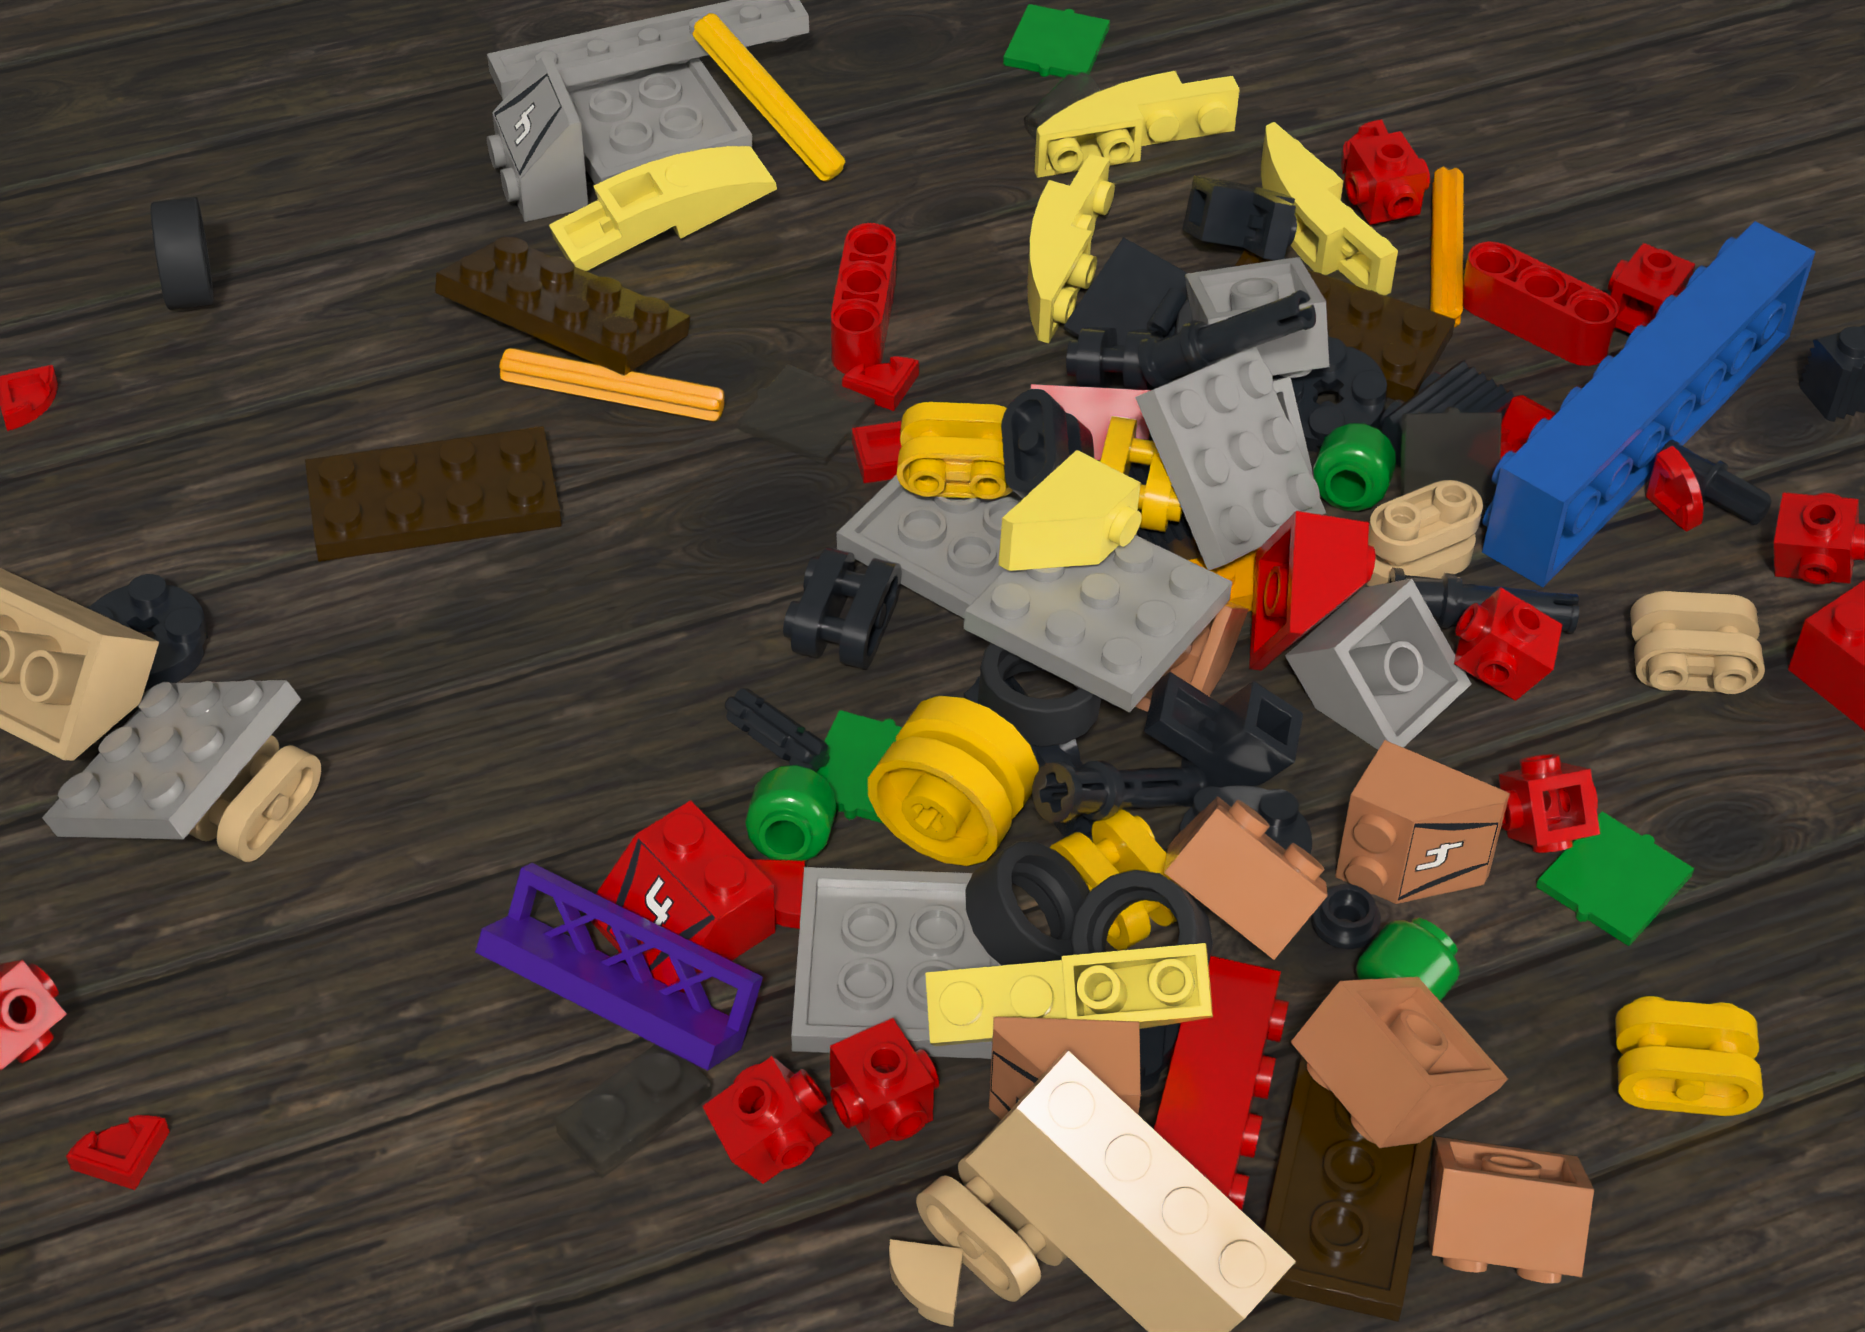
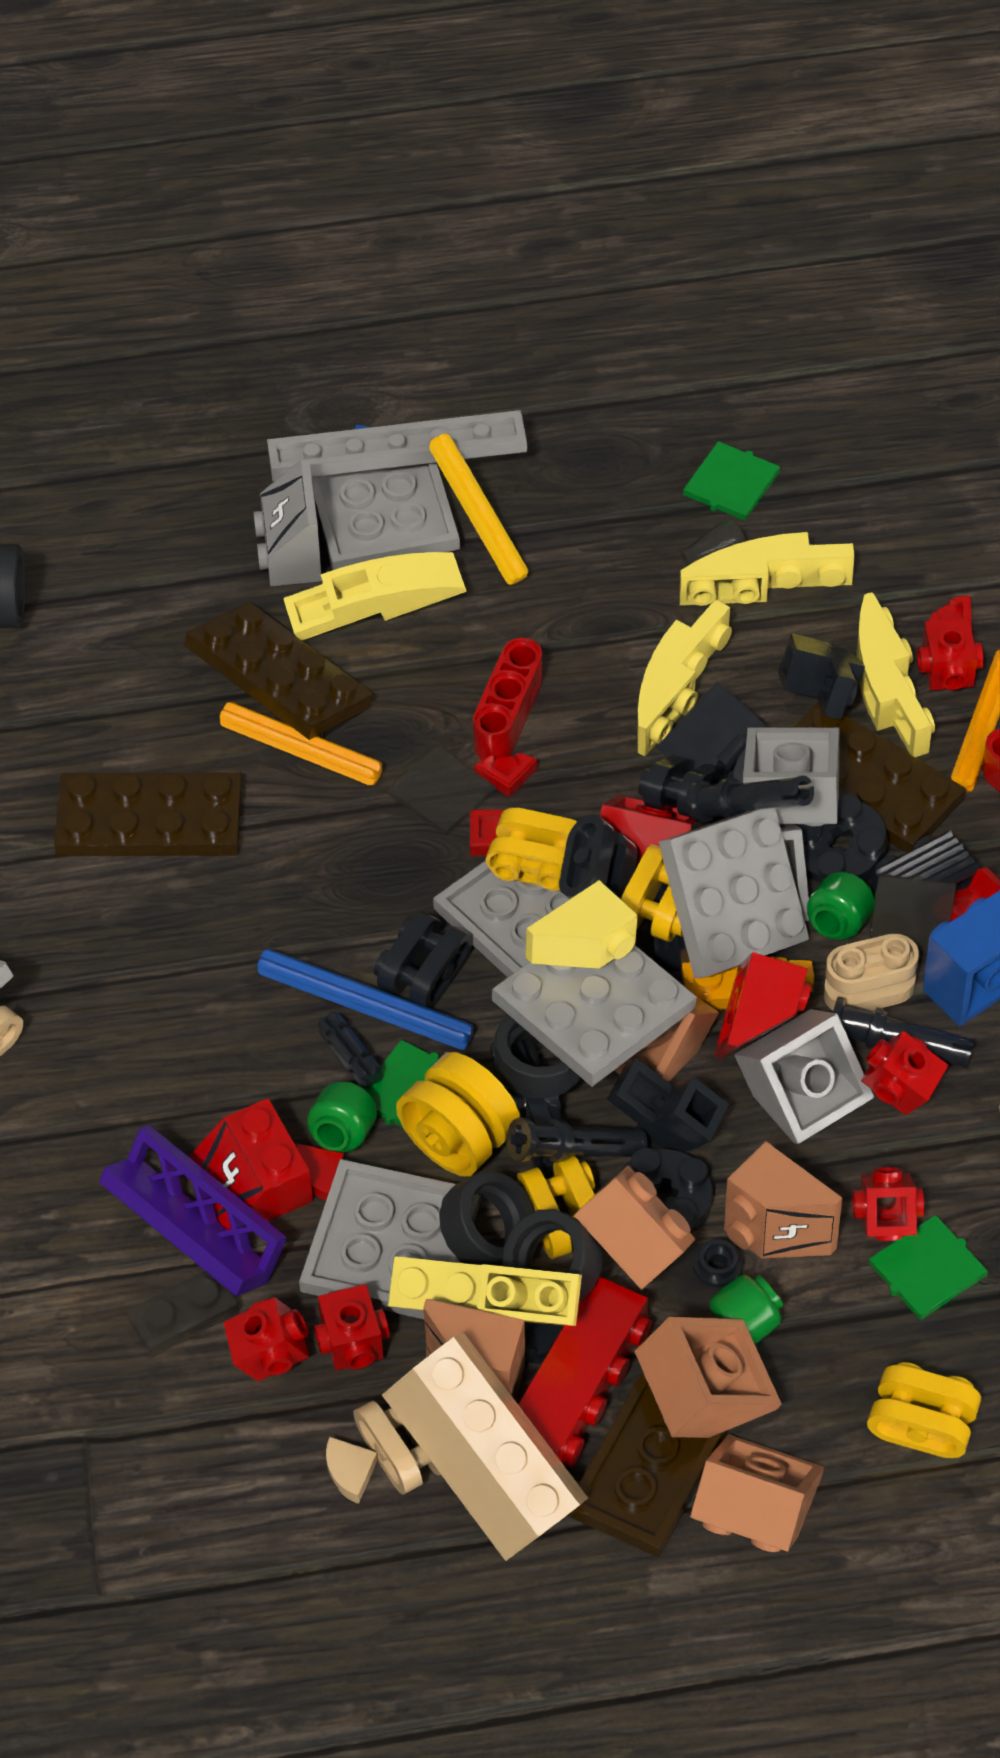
camera: 15 degrees right, 5 degrees up
(777, 667) = (365, 999): none -> blue axle

